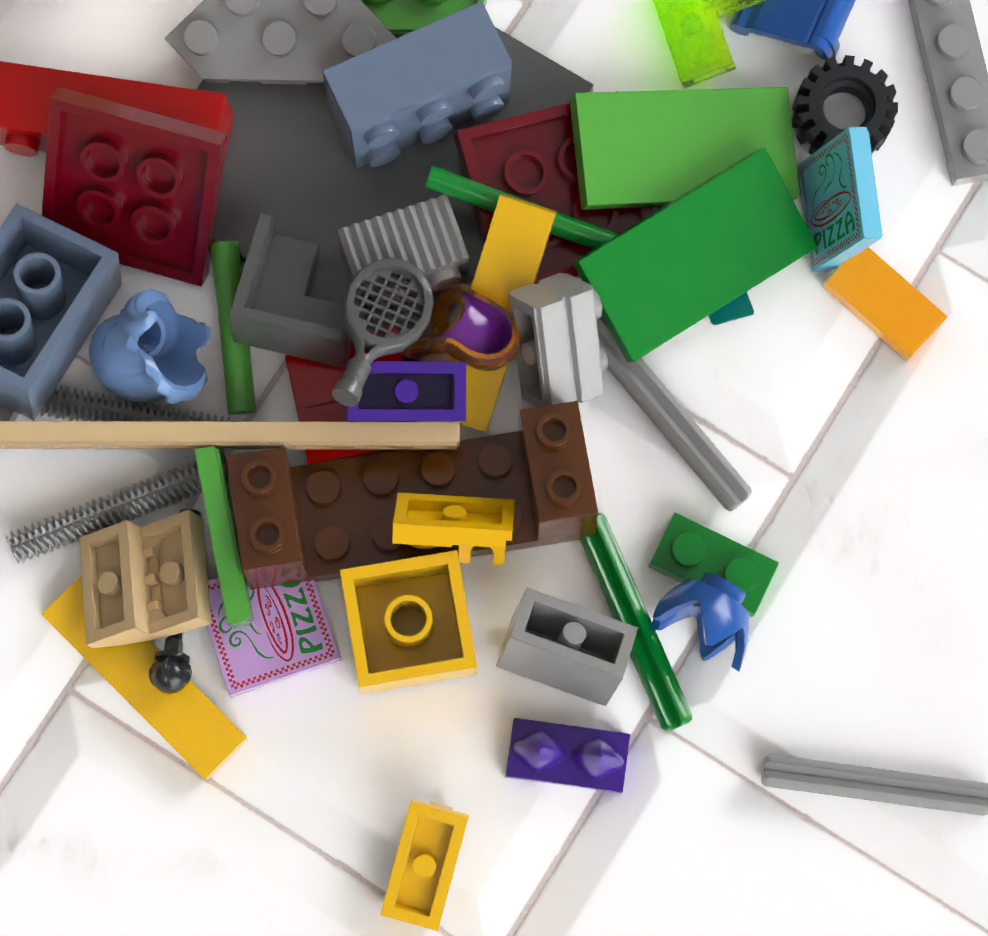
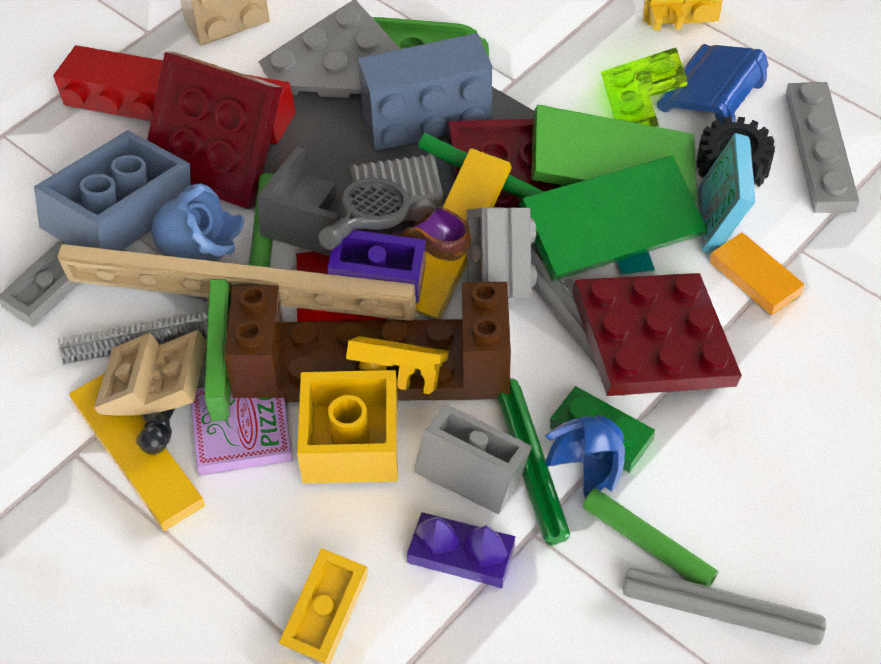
camera: 15 degrees right, 25 degrees down
(765, 422) = (655, 334): none -> dark red plate
(786, 710) = (649, 538): none -> bright green piece

